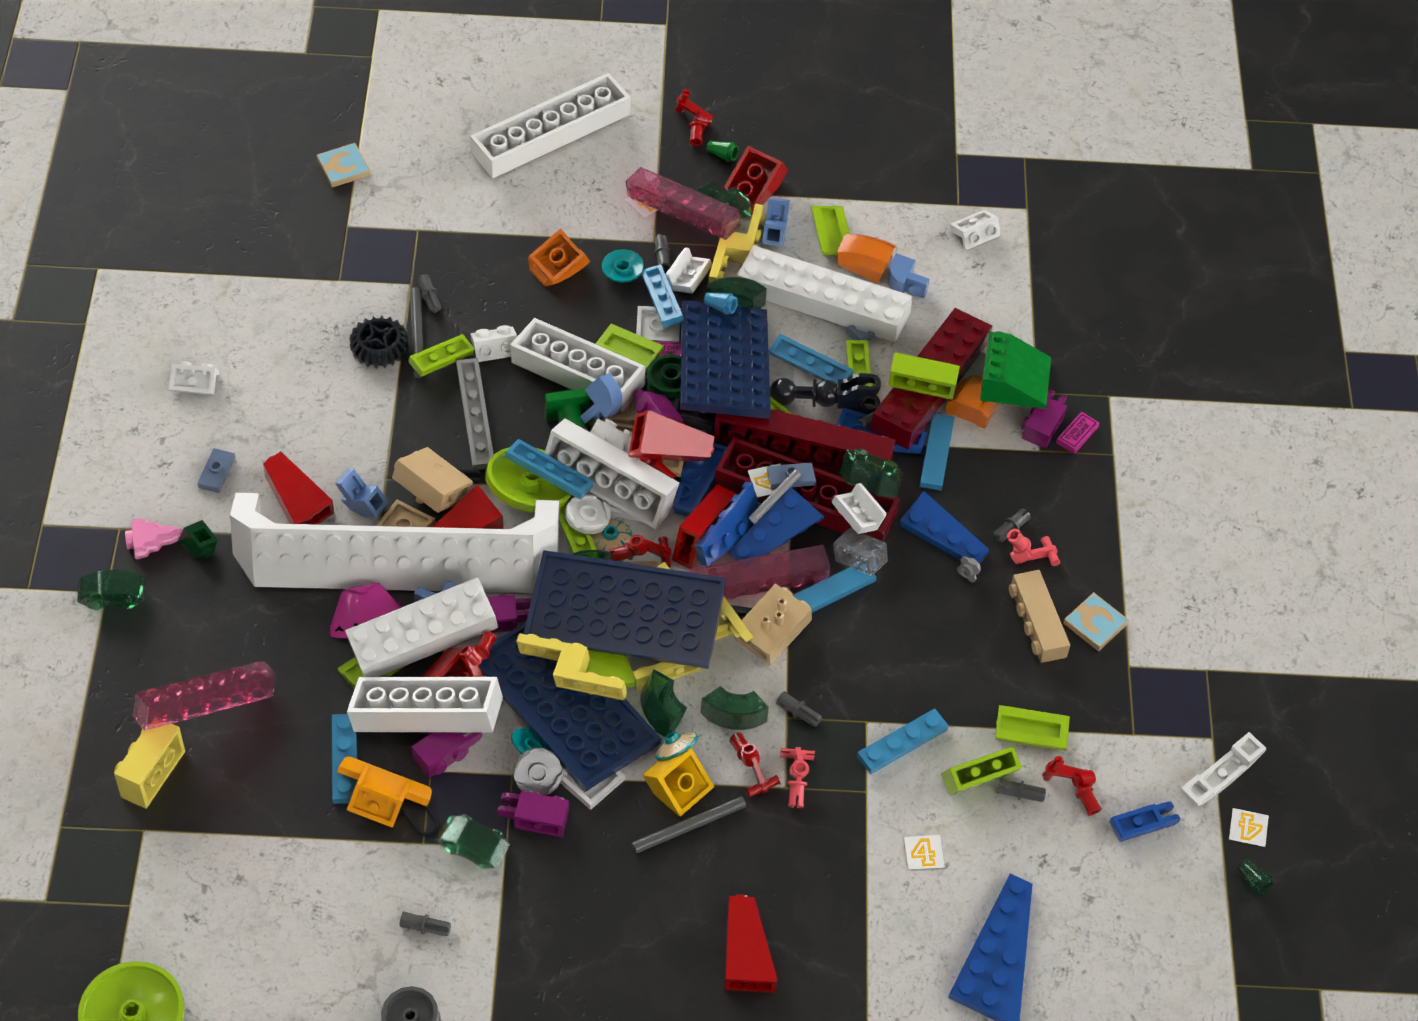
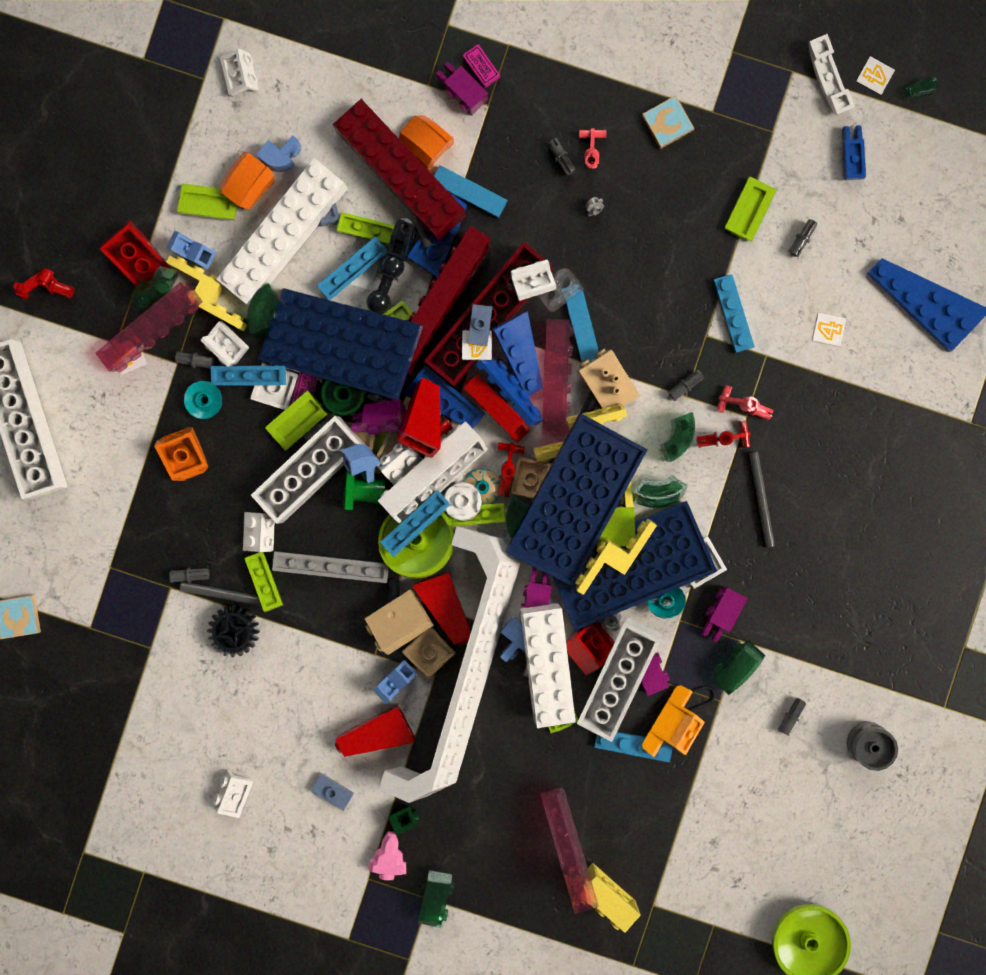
camera: 70 degrees left, 35 degrees up
(361, 605) = (505, 699): dark pink piece -> none
(474, 655) = (587, 632): red pin -> none
(538, 771) = (693, 604): light grey tile -> none
(675, 745) = (700, 491): dish -> none
(679, 781) = (727, 498): yellow slope -> none
(722, 302) = (275, 327): dark azure cone -> none
(725, 150) = (88, 269): green cone -> none
(747, 951) = (878, 488): red slope -> none
(776, 494) = (498, 345): light grey bar -> none
(874, 473) = (497, 257): clear green brick -> none
(923, 375) = (413, 178): lime brick -> none
(942, 530) = (546, 216): blue wing -> none
(981, 770) = (784, 263): lime brick -> none
(1015, 372) = (415, 97): green slope -> none
(1039, 616) = (654, 166): tan brick -> none
(1081, 779) = (809, 187): red pin -> none

